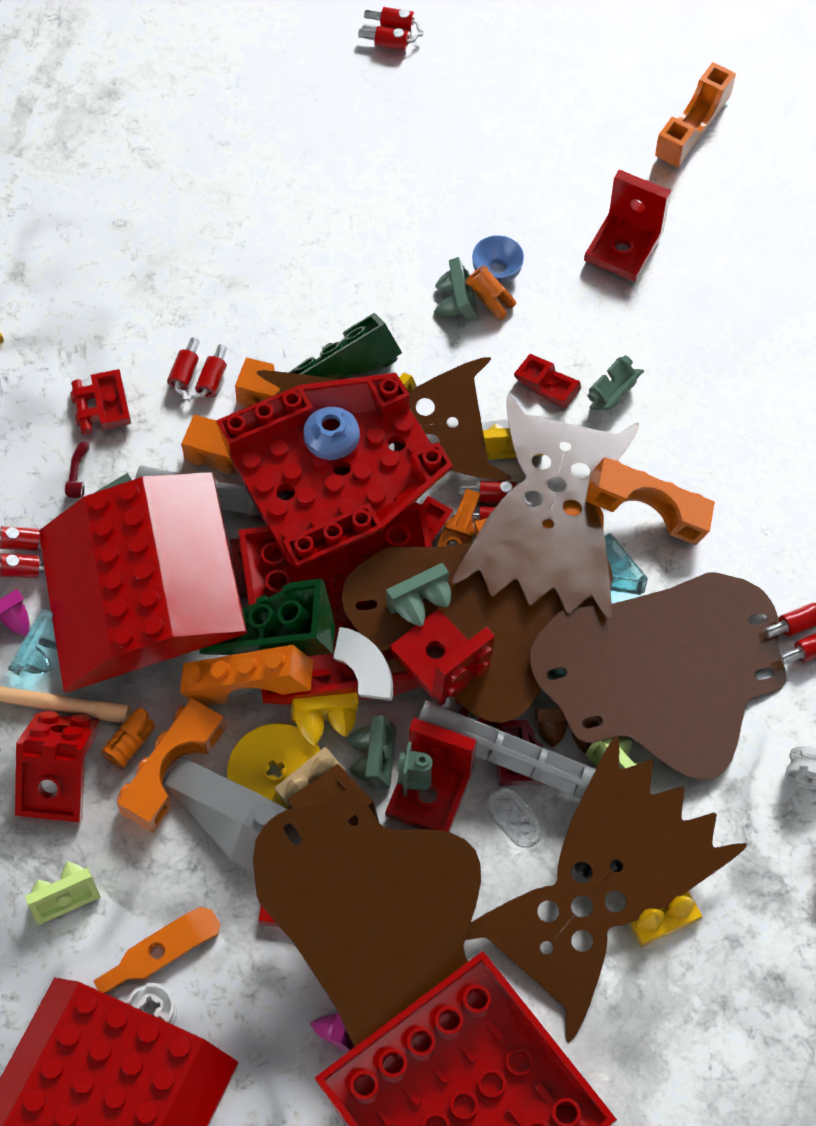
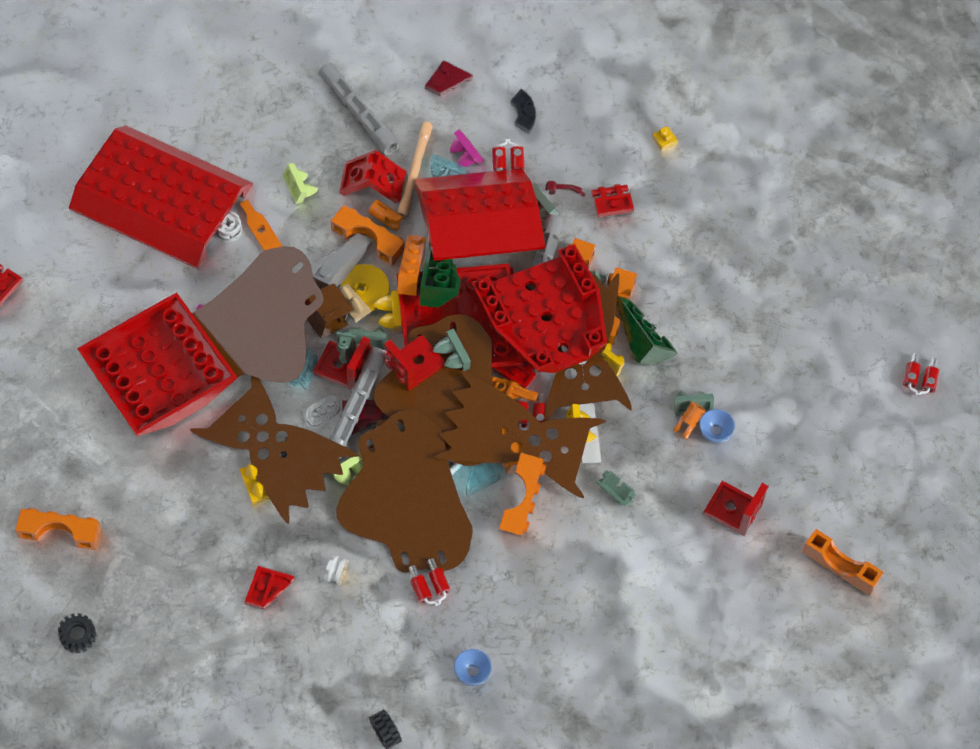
camera: 90 degrees right, 0 degrees up
(209, 377) = (631, 259): red piece -> none
(335, 443) = (566, 315): medium blue piece -> none
(366, 662) = (407, 326): white tile -> none
(545, 381) = (623, 452): red slope -> none

